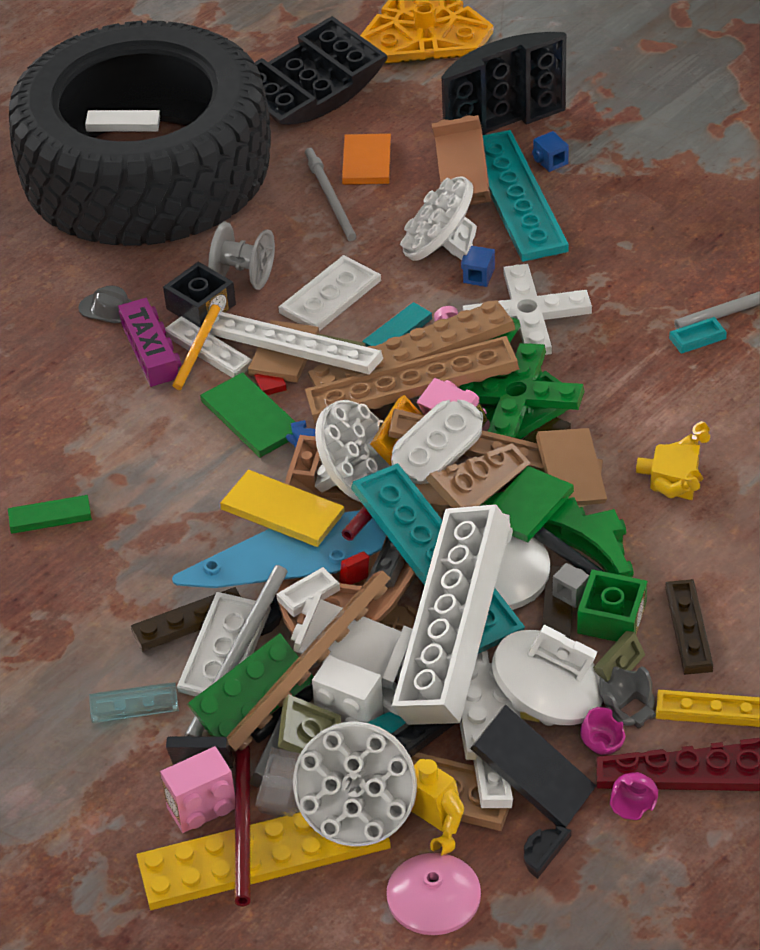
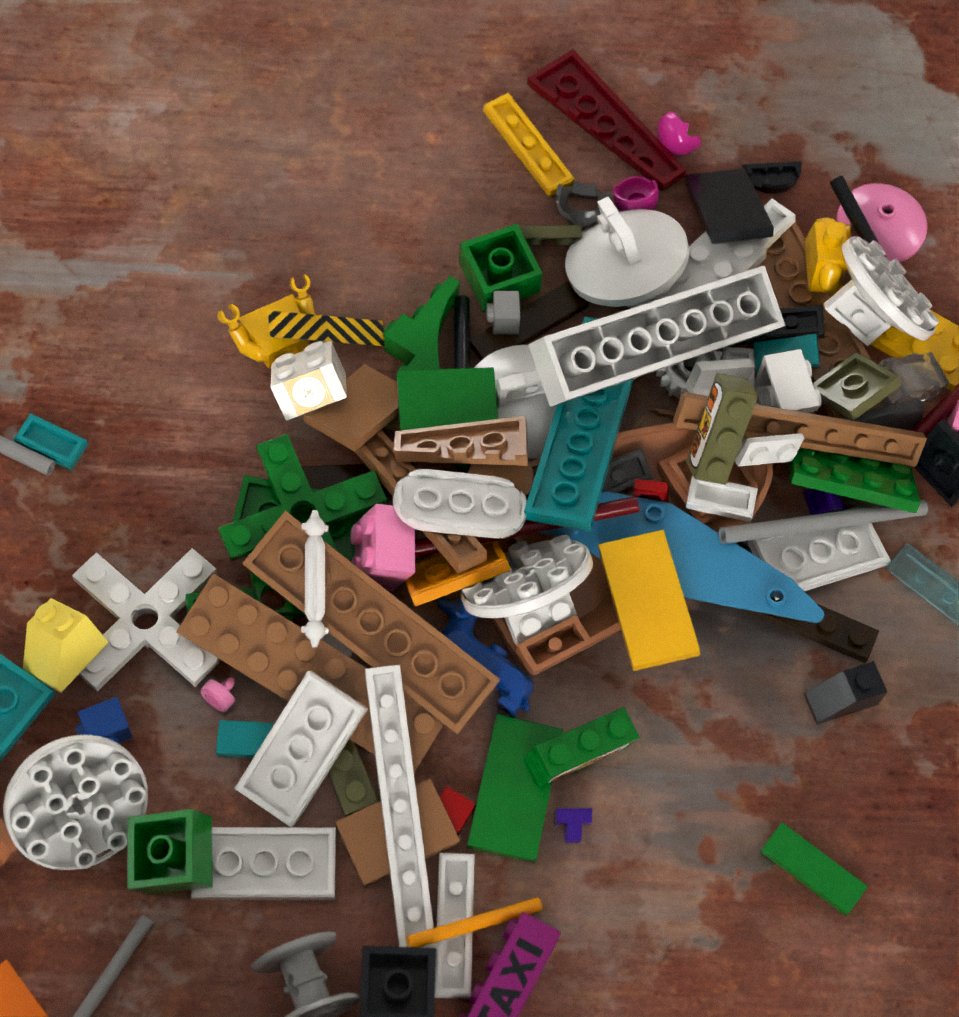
camera: 140 degrees left, 20 degrees up
(120, 599) = (846, 693): none -> black slope
(202, 420) = (572, 820): none -> dark purple tile
(235, 441) = (581, 746): none -> green brick
(343, 582) = (721, 428): none -> olive brick
(372, 246) = (169, 852): none -> green brick
(372, 323) = (301, 748): none -> white plate
(430, 852) = (853, 210): none -> black piece
(460, 354) = (314, 578): none -> white wheel
(545, 263) = (60, 644): none -> light yellow slope
(612, 444) = (308, 379): none -> white brick
(651, 487) = (325, 328): none -> sticker
(689, 627) = (455, 216): dark brown tile -> none

